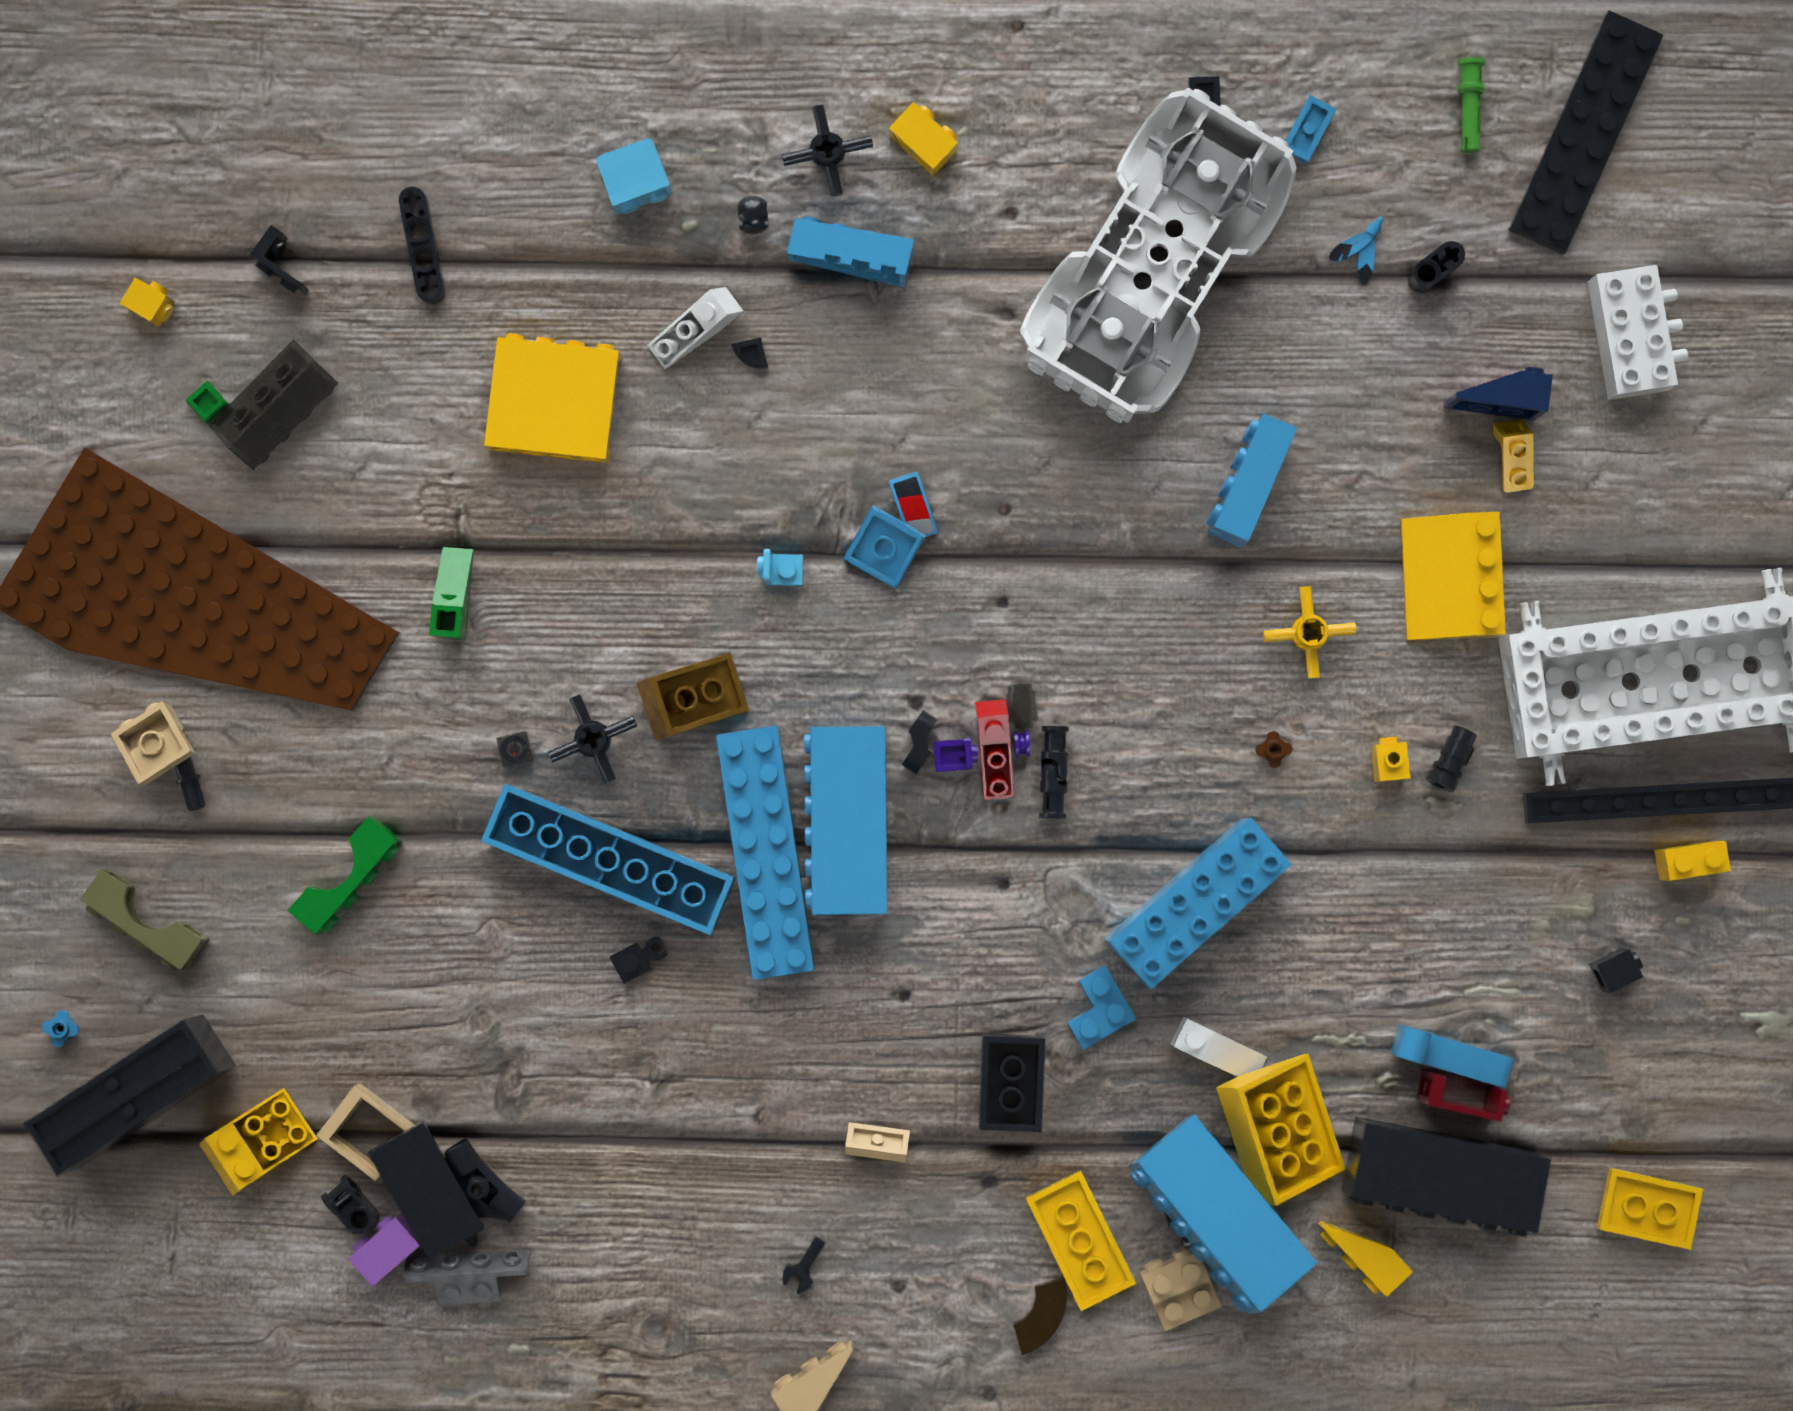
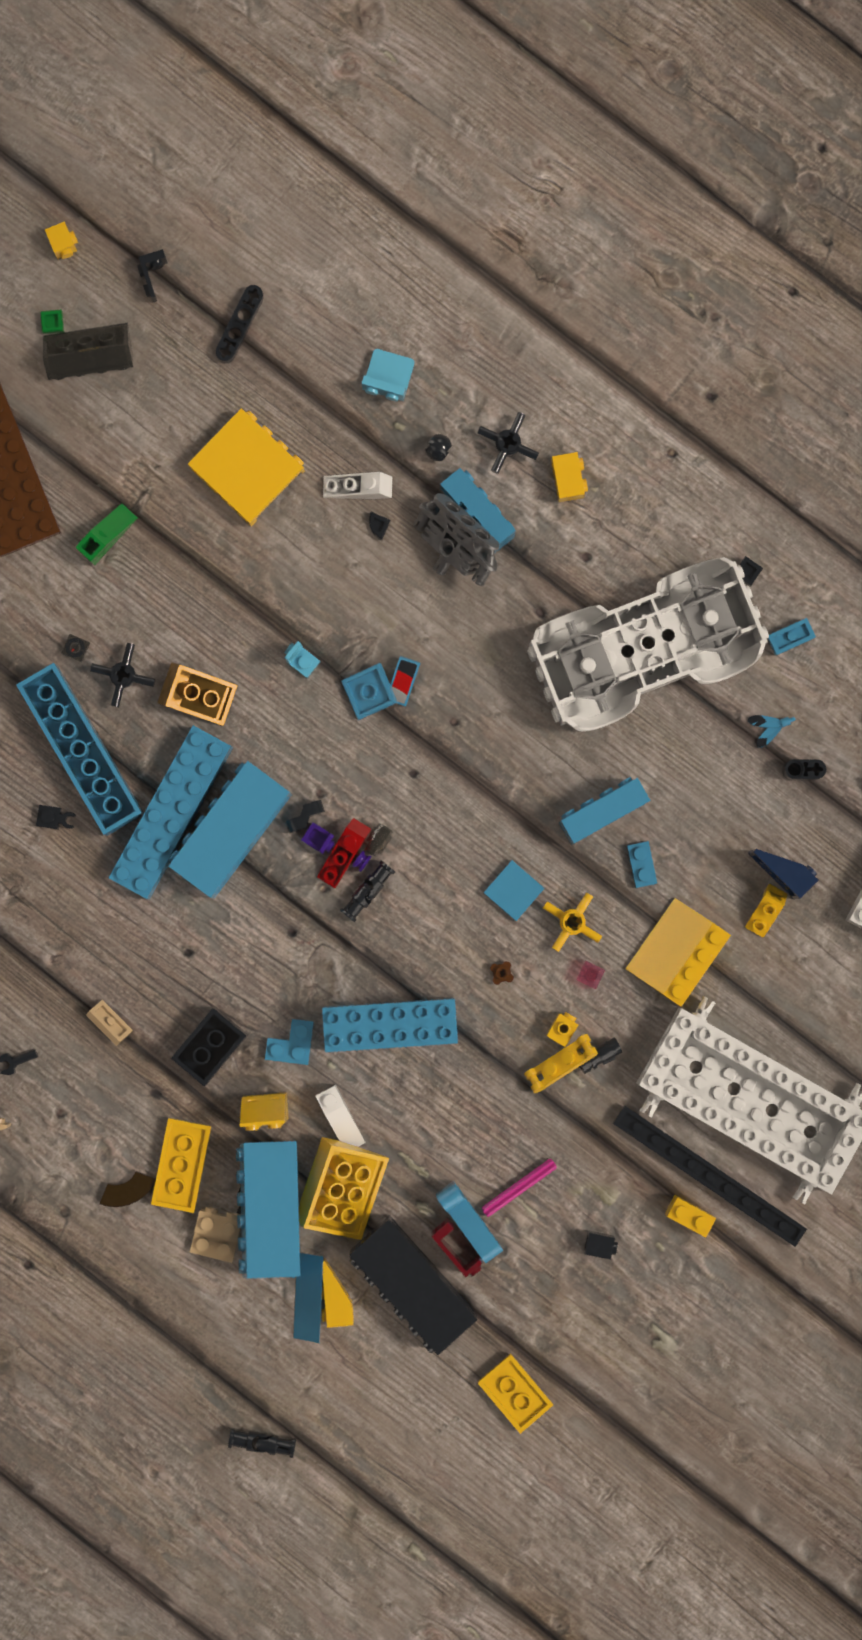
camera: 35 degrees right, 0 degrees up
(847, 286) = (457, 539): none -> flat silver piece
(1129, 1108) = (264, 1110): none -> yellow slope
(1216, 647) = (514, 890): none -> dark azure tile
(1336, 509) = (642, 864): none -> dark azure plate
(1341, 1282) = (308, 1298): none -> dark azure sticker
(1374, 676) = (590, 975): none -> clear pink plate
(1419, 800) = (561, 1063): none -> yellow plate
(1477, 975) = (519, 1187): none -> dark pink axle

